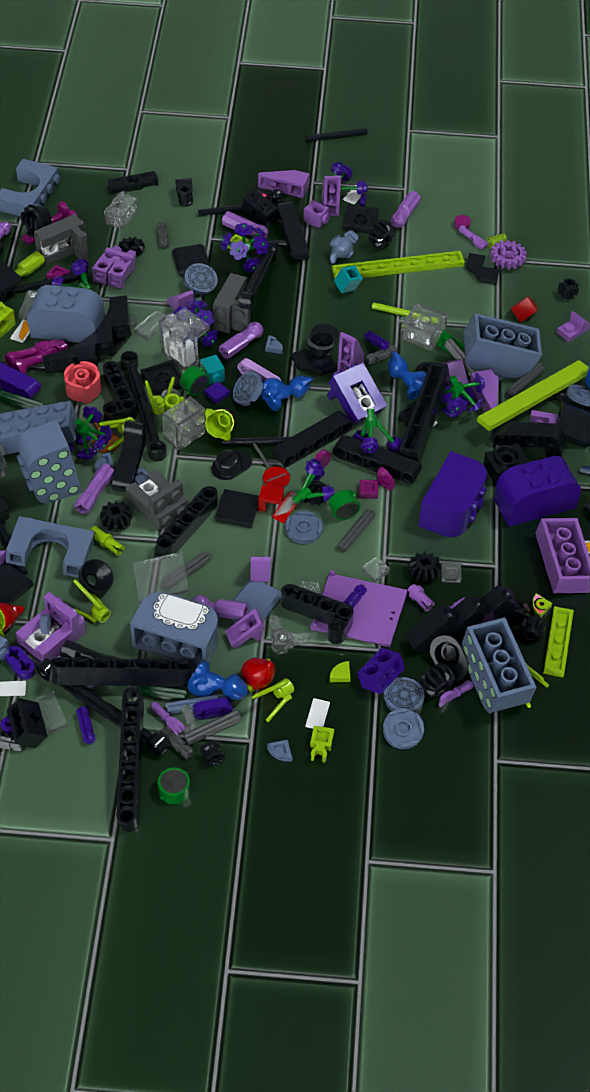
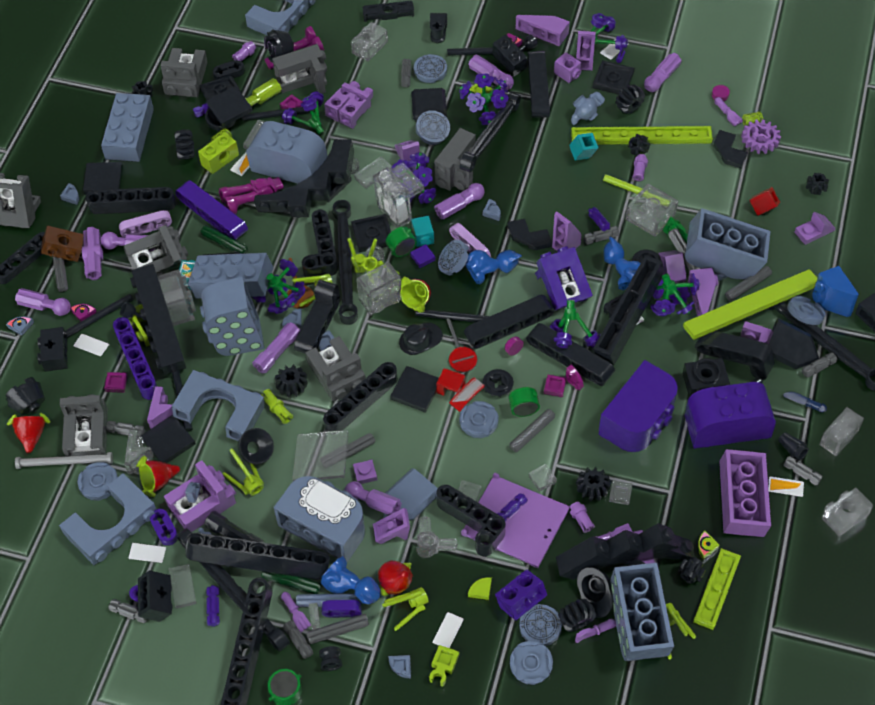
camera: 15 degrees right, 5 degrees up
(82, 382) = (289, 228): coral brick -> none
(138, 247) = (376, 86): black gear -> none
(185, 228) = (430, 68): none -> sand blue tile
(206, 586) = (365, 472): none -> medium lavender plate
(260, 569) = (422, 461): medium lavender slope -> none
(314, 472) = (496, 361): plant -> none
(322, 339) = (542, 211): black piece -> none
(398, 273) = (639, 145): none -> black gear
(403, 290) = (640, 164): none -> medium lavender animal

